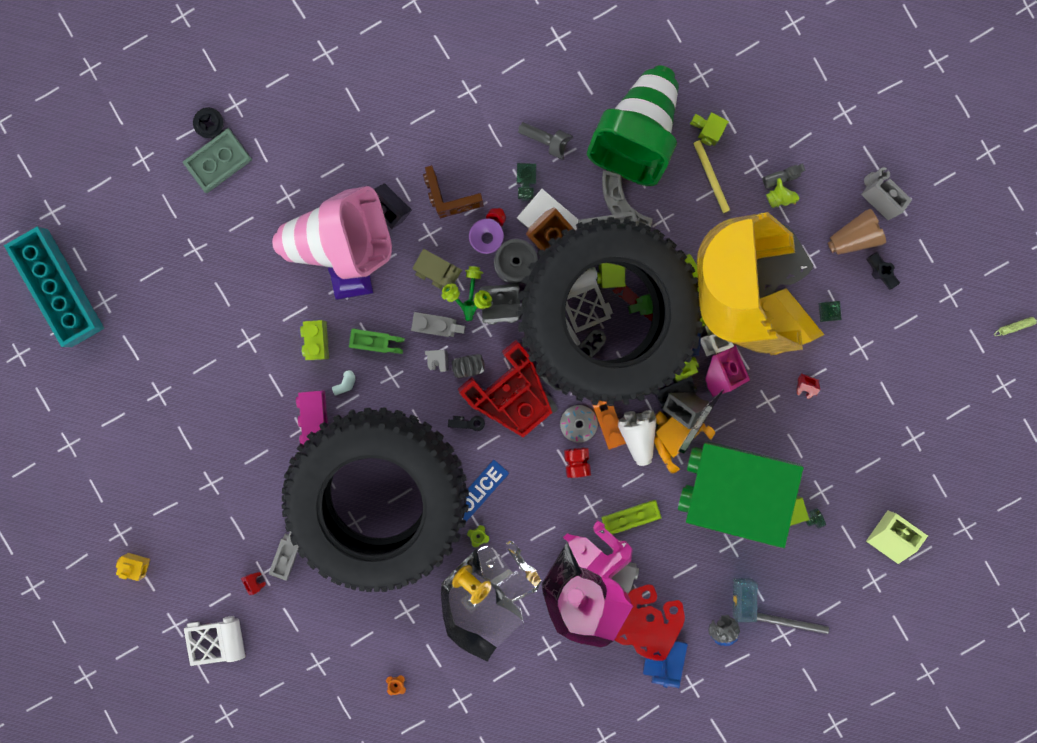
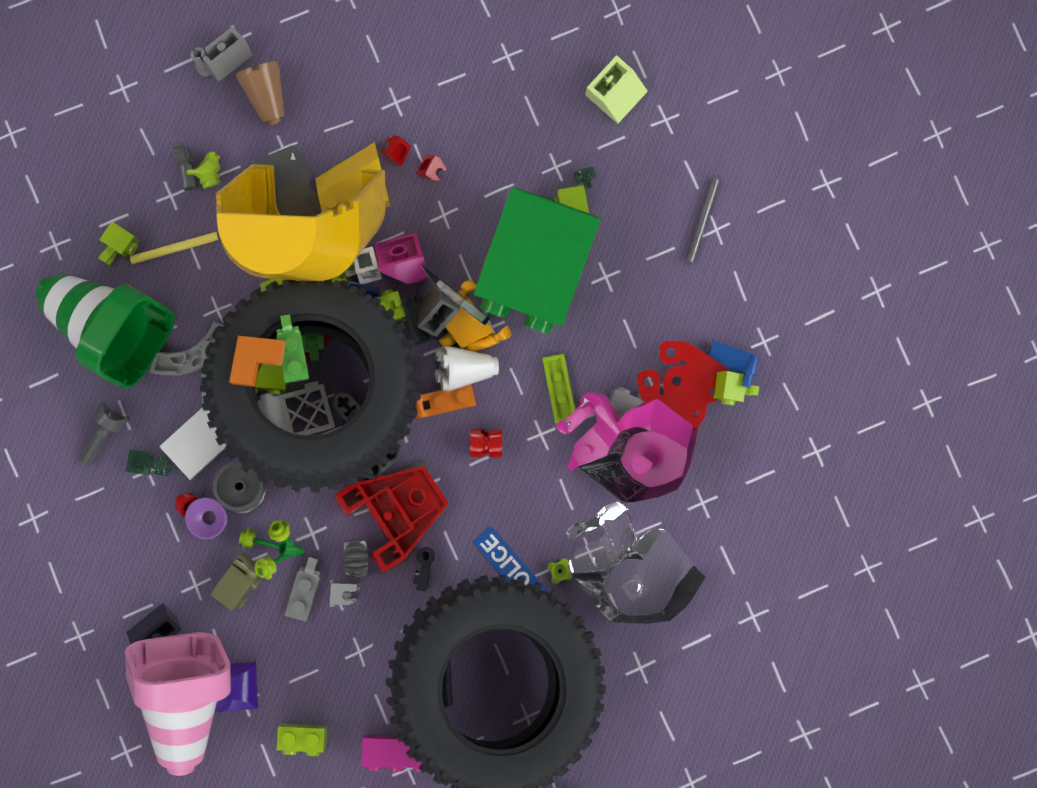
camera: 95 degrees left, 5 degrees down
(346, 385) = (359, 706): light aqua arm -> none
(373, 341) = (313, 667): bright green hinge -> none
(400, 689) = (730, 686): orange plate -> none
(452, 207) = (165, 552): reddish brown bracket -> none
(471, 584) = (620, 577): yellow hose -> none
(504, 304) = (288, 506): dark grey bracket -> none
(546, 227) = (202, 444): dark orange slope -> none
(575, 414) = (442, 448): light grey dish -> none
(630, 260) = (251, 352): none -> orange tile
(636, 294) = (294, 359): none -> bright green hinge
(649, 664) = (729, 388): none -> lime brick
(725, 632) = (702, 296): dark grey piece -> none
(745, 599) = (668, 269): clear light blue brick -> none
(819, 354) = (396, 150): none -> red tile
(829, 311) = (348, 132): clear green tile -> none
(888, 277) = (318, 63): black axle -> none

